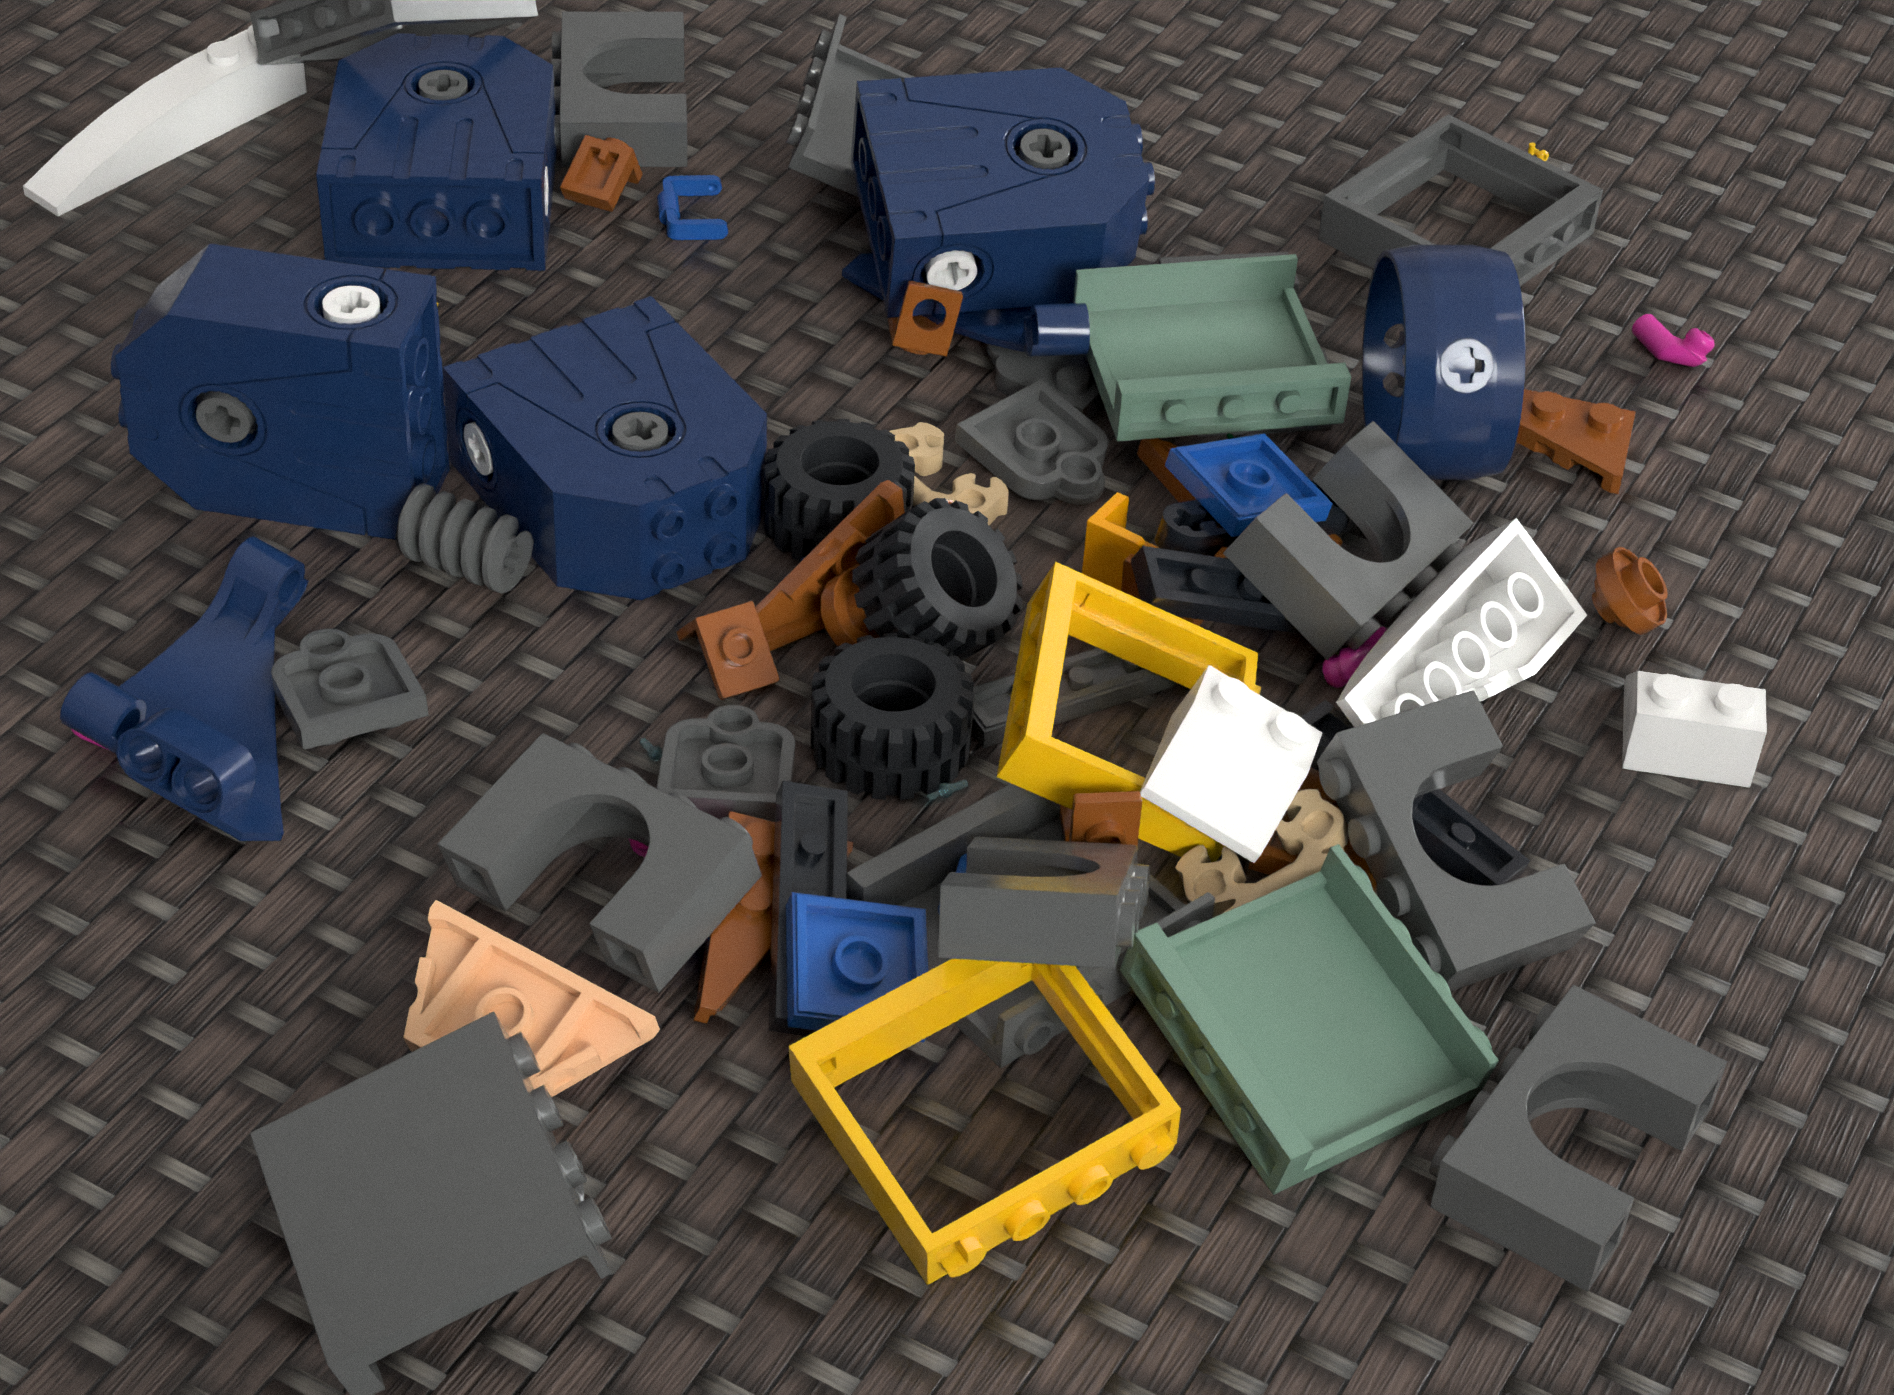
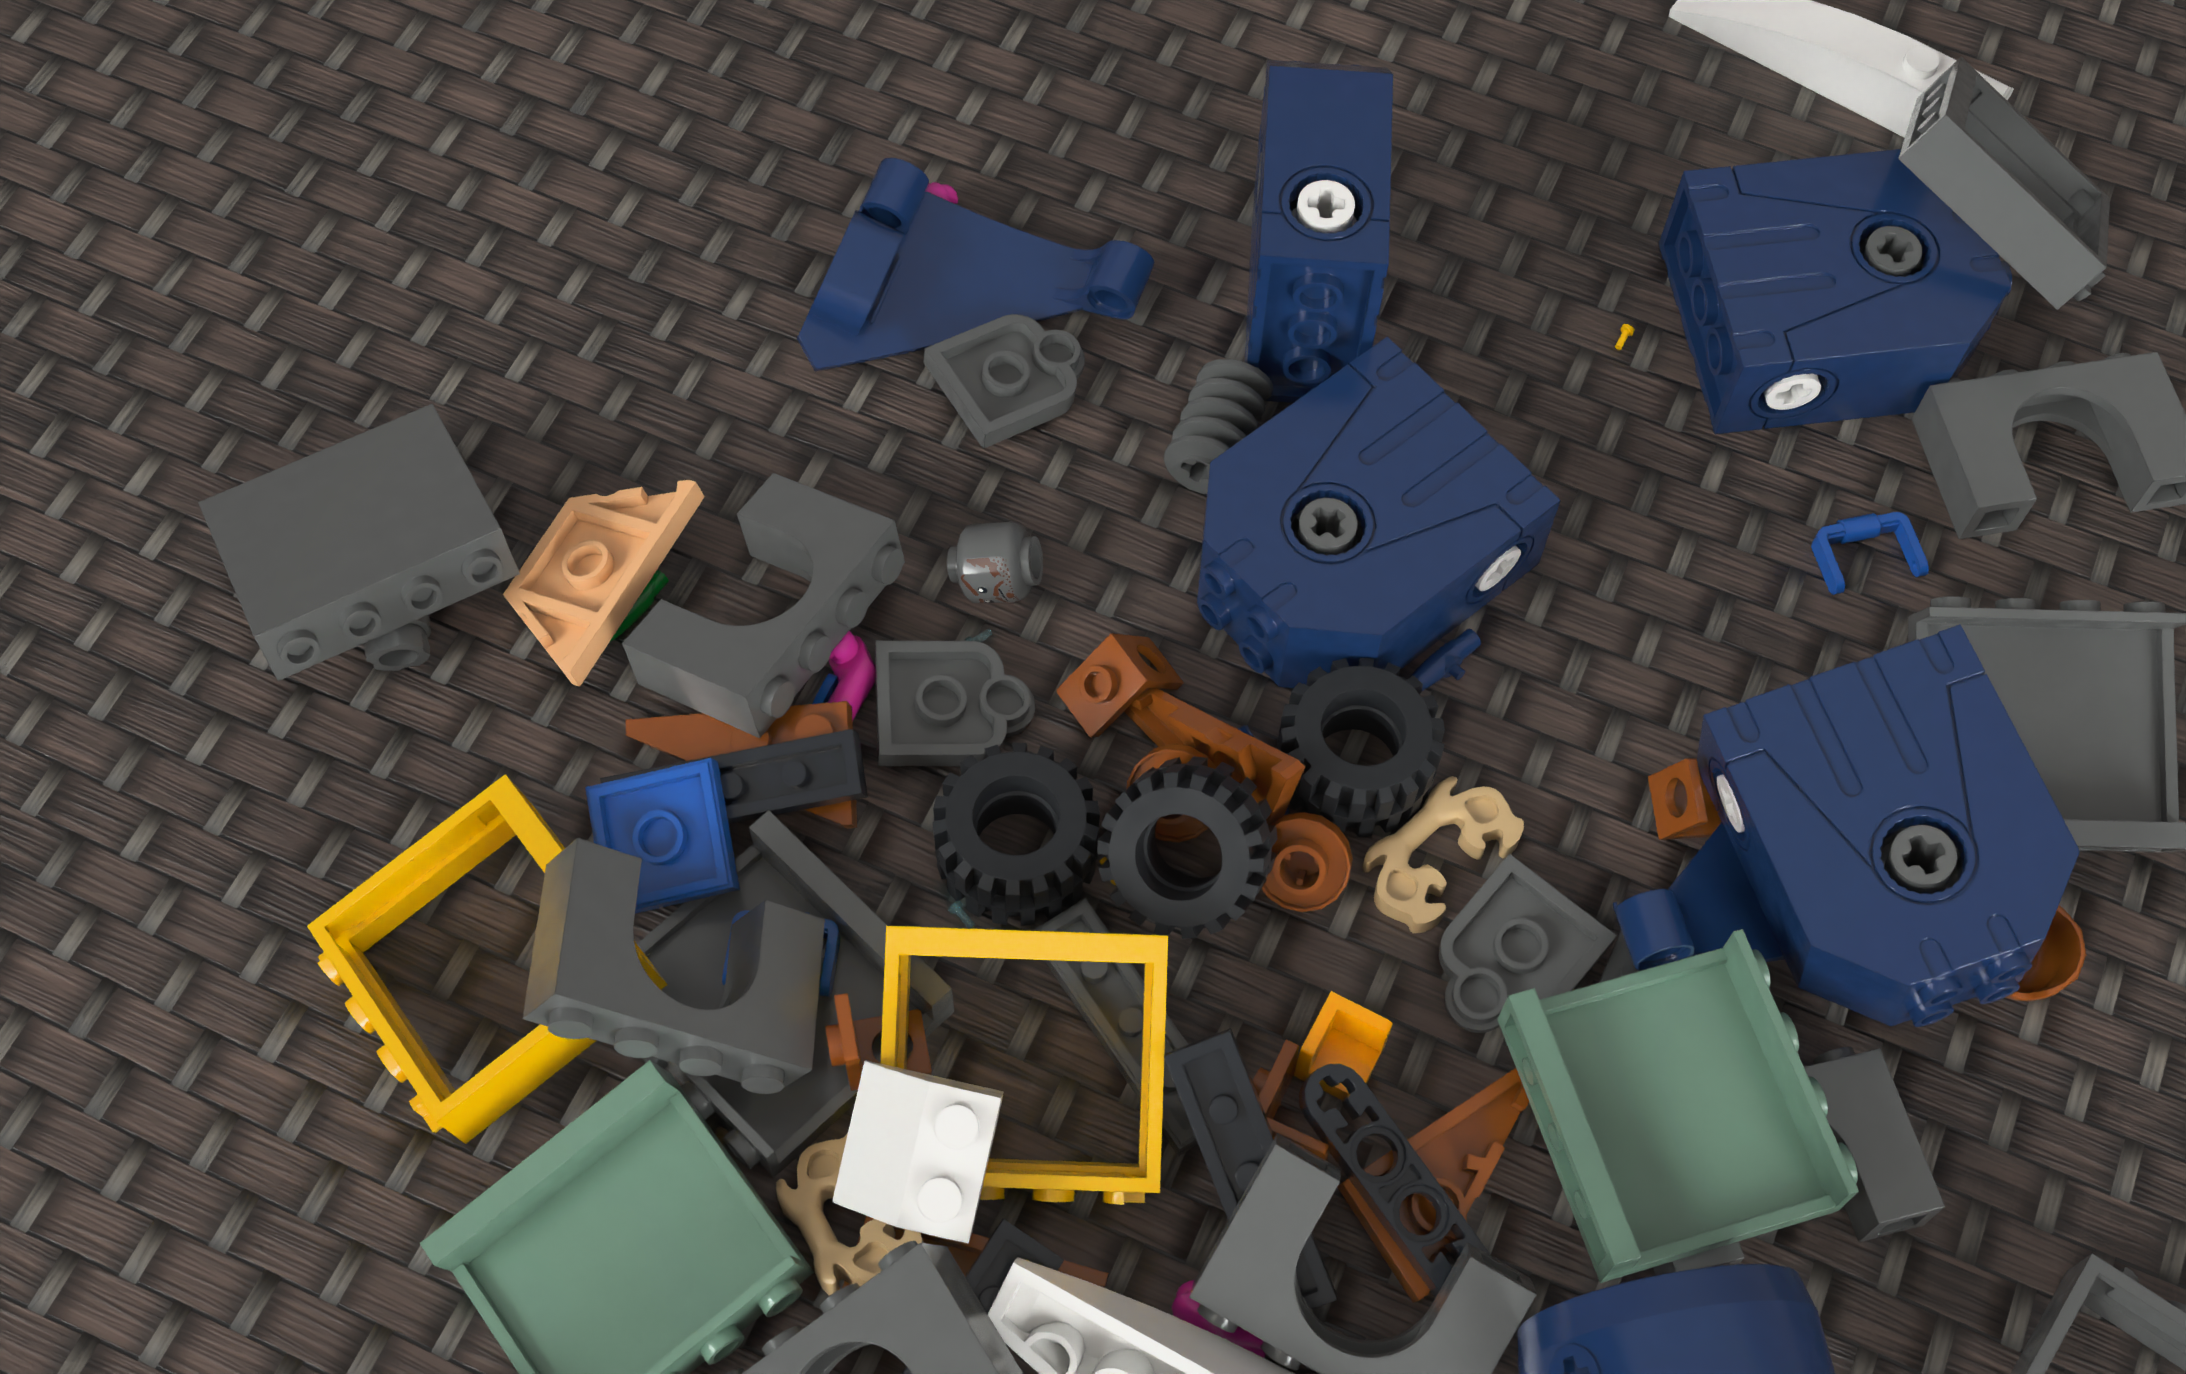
camera: 85 degrees right, 20 degrees up
(579, 704) = (995, 562): none -> dark grey head
(600, 172) = (1884, 448): dark orange bracket -> none
(1242, 479) = (1425, 1163): blue tile -> none

